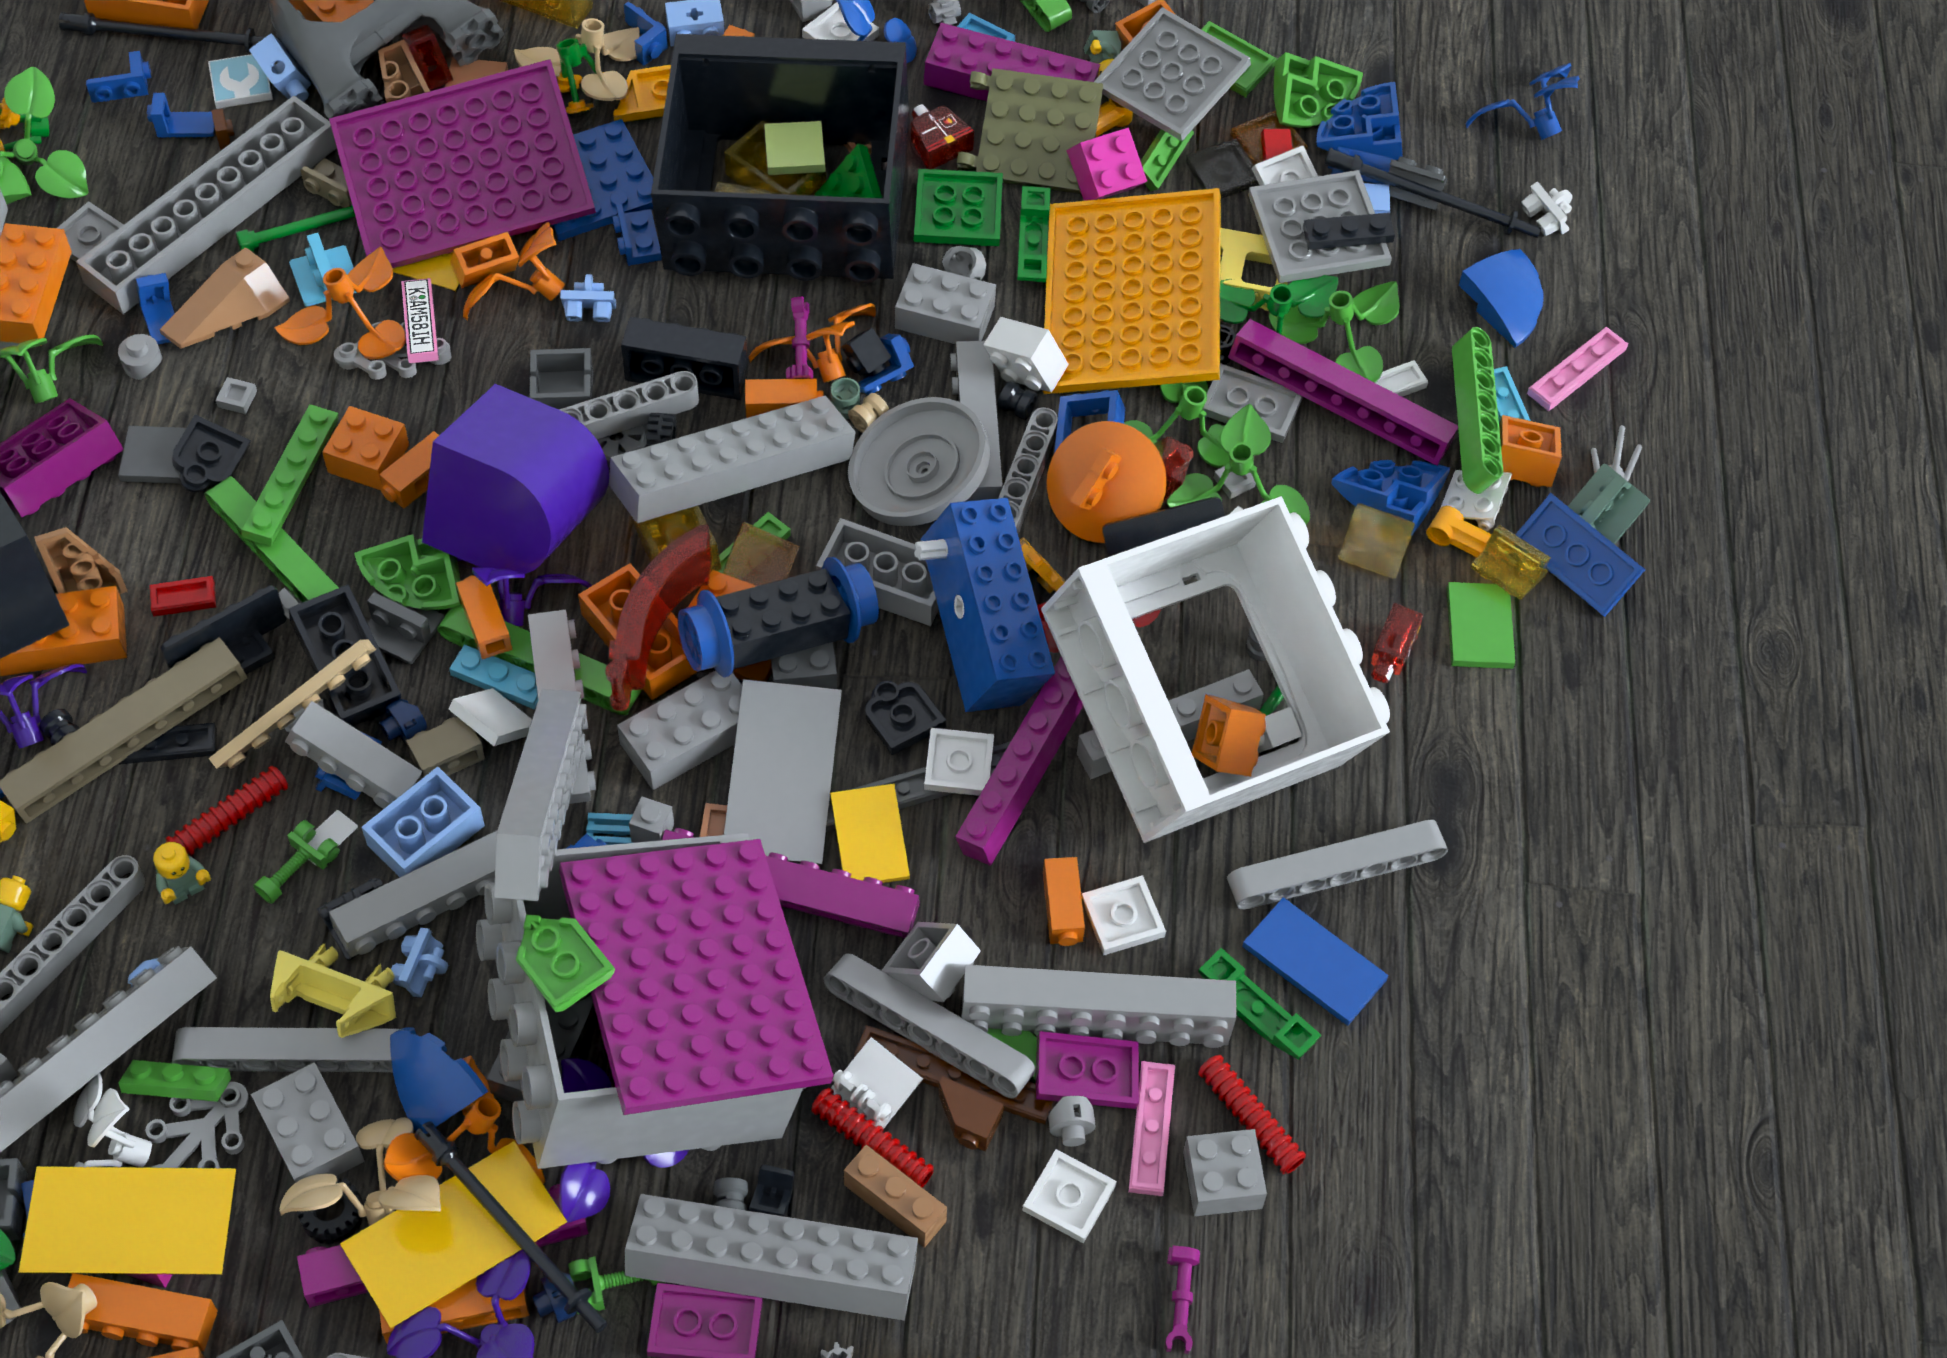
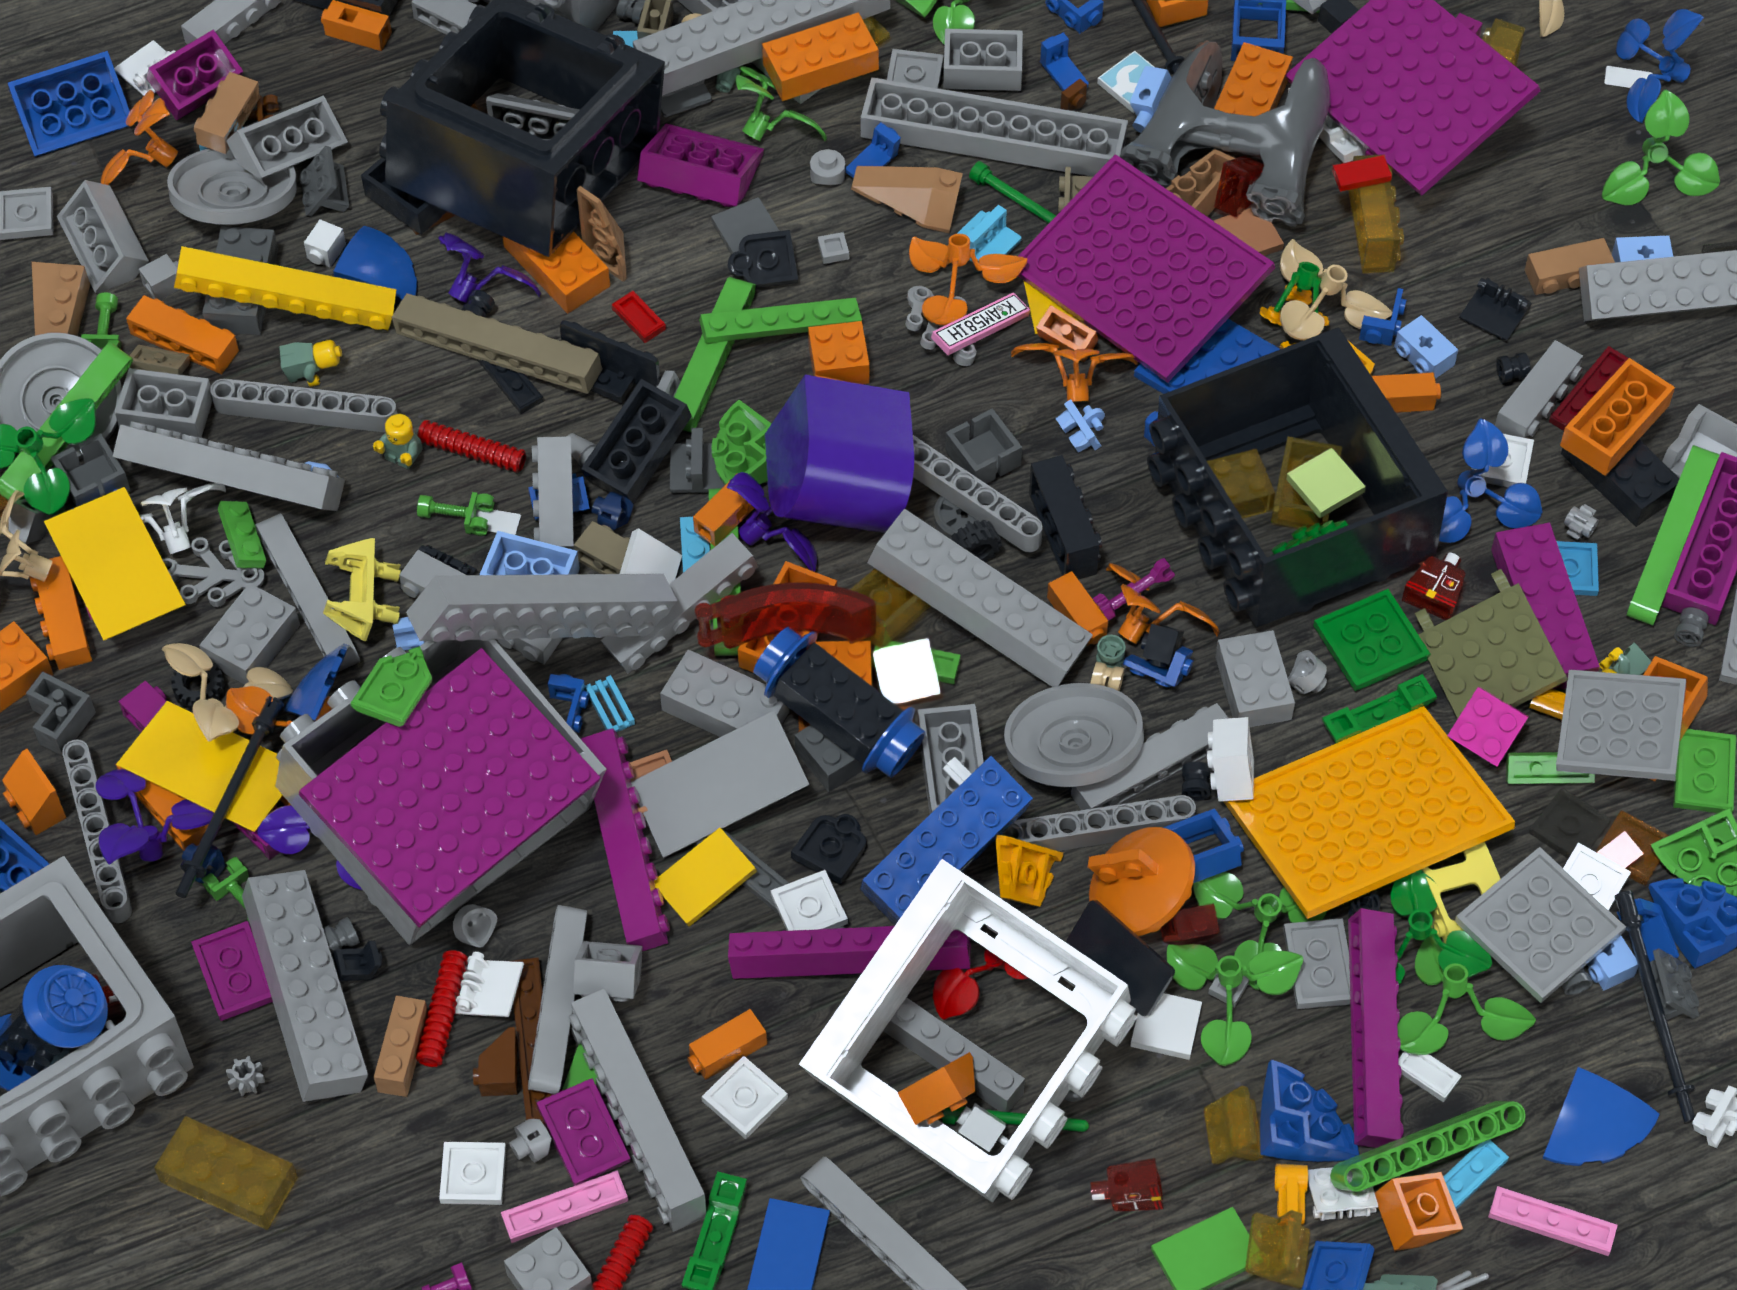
camera: 65 degrees right, 0 degrees up
(123, 172) = (983, 59): none -> light grey brick
(283, 713) = (578, 432): tan plate -> none
(650, 821) = (618, 716): light grey brick -> none
(1348, 231) = (1544, 947): black plate -> none

